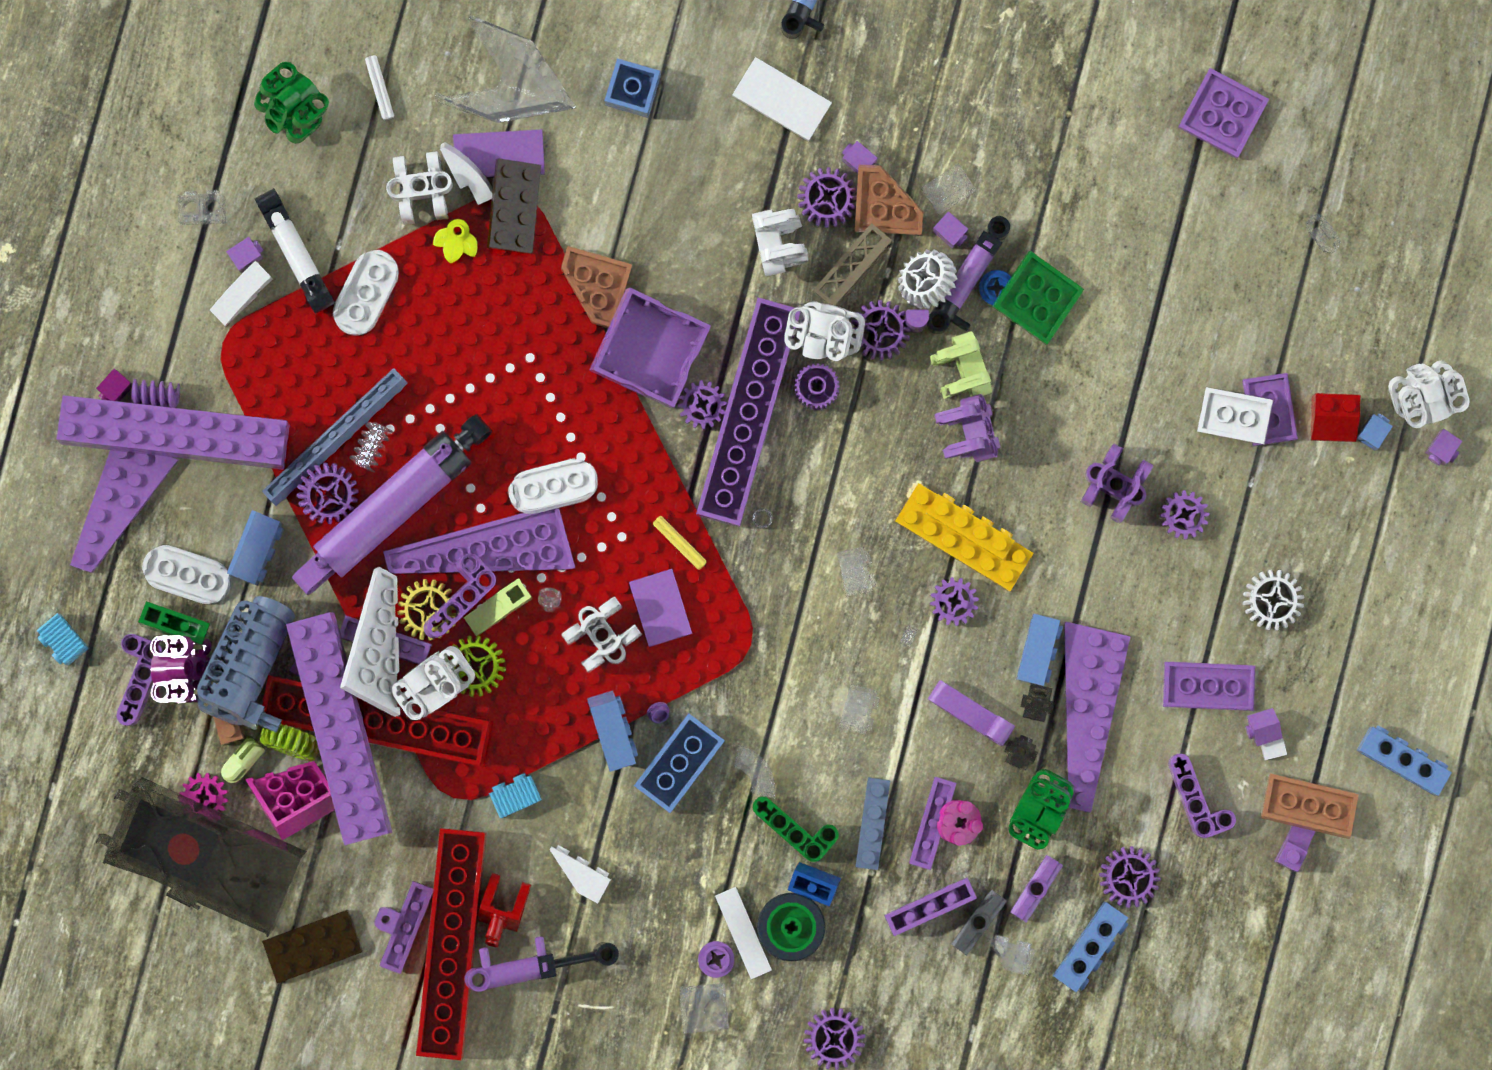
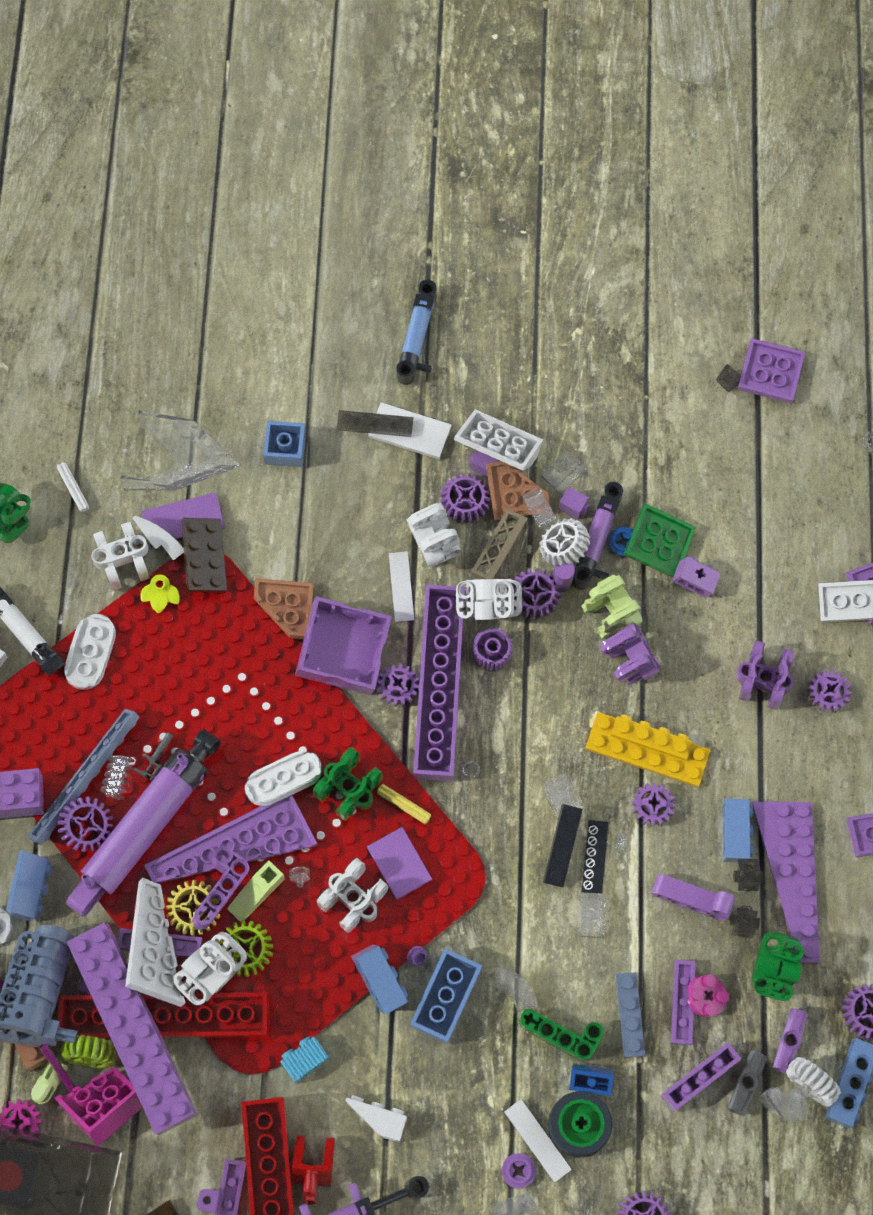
camera: 15 degrees left, 15 degrees down
(254, 750) = (58, 1067): none -> magenta bar
(417, 431) = (155, 757): none -> dark grey piece
(627, 522) = (330, 783): none -> green piece
(731, 287) = (401, 586): none -> white sticker
(742, 83) = (375, 423): none -> clear smoke plate
(843, 626) = (562, 845): none -> black plate
(876, 645) = (595, 857): none -> black sticker
(879, 141) = (499, 440): none -> white slope
(907, 231) = (539, 508): none -> clear brick
(1047, 938) = (813, 1081): none -> white gear
(1056, 347) = (696, 577): none -> medium lavender brick
(1170, 112) = (728, 378): none -> clear smoke slope

